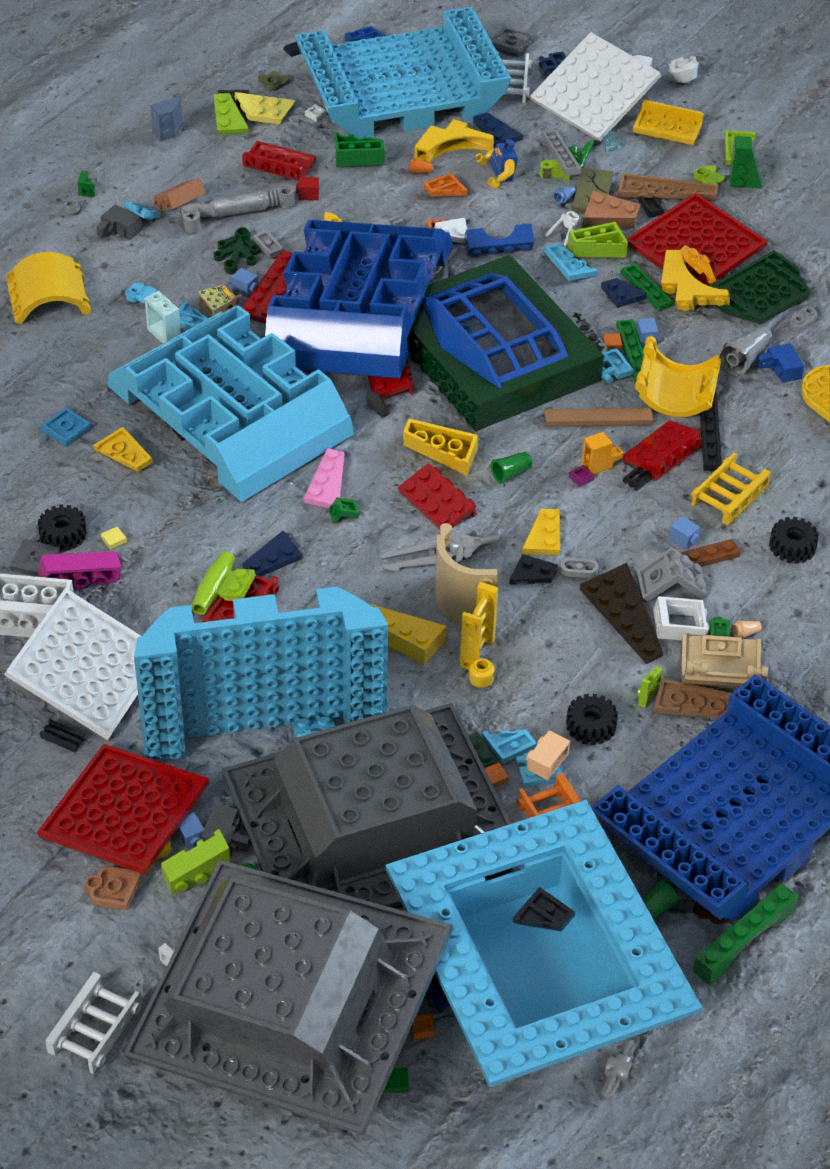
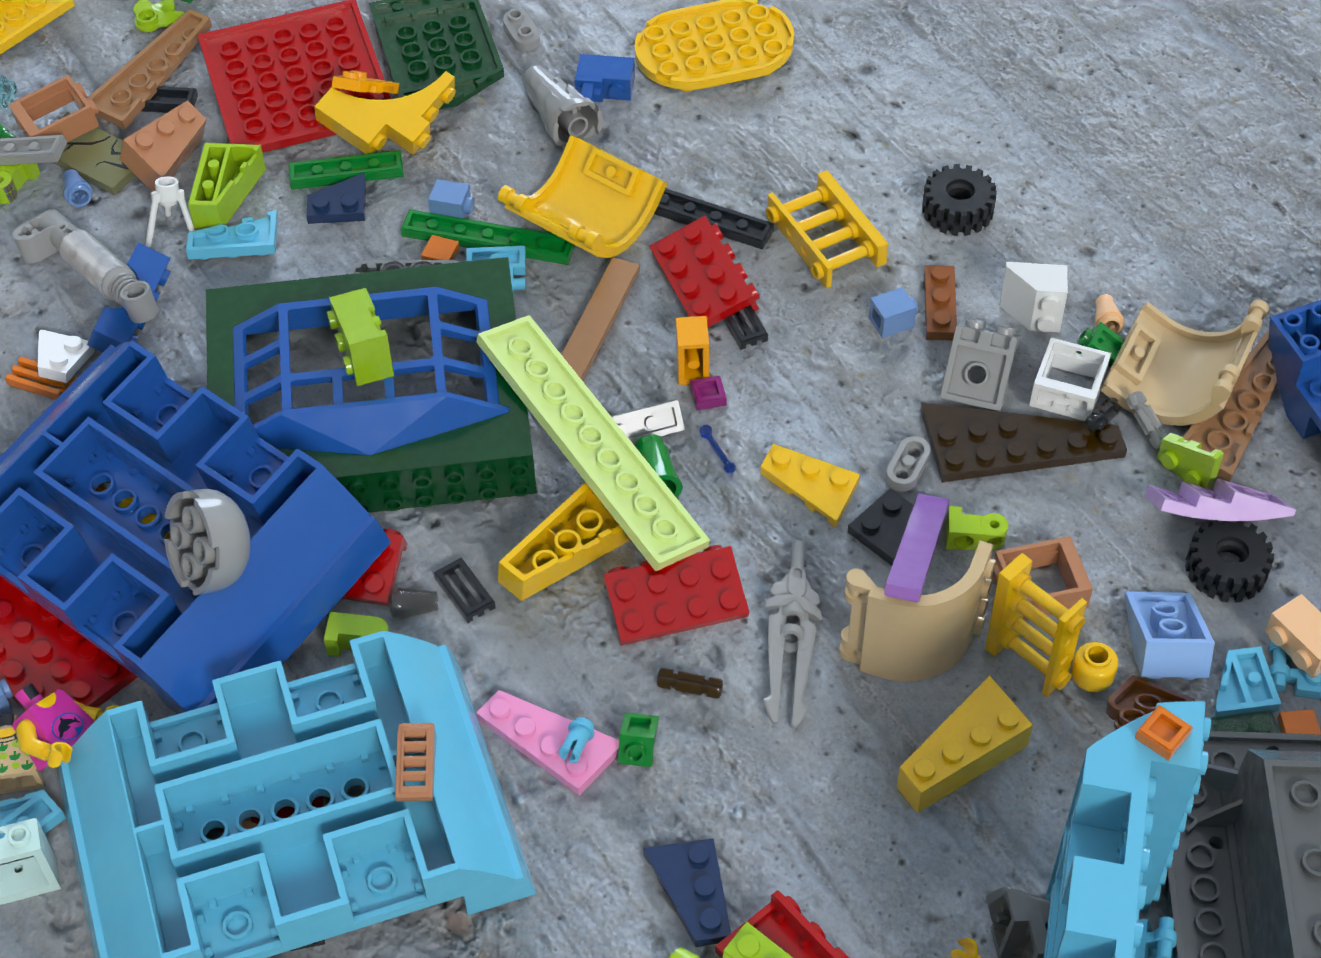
camera: 65 degrees left, 5 degrees up
(237, 296) = (51, 725): none -> torso
(267, 408) = (415, 739): none -> nougat slope
(326, 483) = (580, 732): none -> medium azure pin
(335, 293) = (206, 540): none -> light grey cylinder
(348, 388) = (346, 627): none -> lime leg
(358, 610) = (1163, 732): none -> orange tile
(388, 521) = (689, 683): none -> dark brown axle
(400, 424) = (476, 608): none -> black tile
(465, 699) = (1138, 698): none -> reddish brown plate
(496, 306) = (360, 337): none -> lime wedge
(499, 425) = (593, 443): none -> yellowish green plate
(502, 563) = (917, 548): none -> medium lavender tile
(521, 199) = (89, 259): none -> light grey piece
(523, 701) = (1168, 635): none -> light blue slope
(538, 451) = (654, 419): none -> plate
(540, 653) = (1050, 552): none -> nougat window
(547, 606) = (966, 530): none -> lime leg
(554, 483) = (706, 432): none -> clear blue hinge
(605, 156) = (50, 99): none -> nougat window
(624, 700) = (1223, 503): none -> lavender slope
(663, 640) = (1103, 414): none -> black axle
(673, 661) = (1146, 418): none -> light grey axle
(732, 588) = (1035, 294): none -> white slope

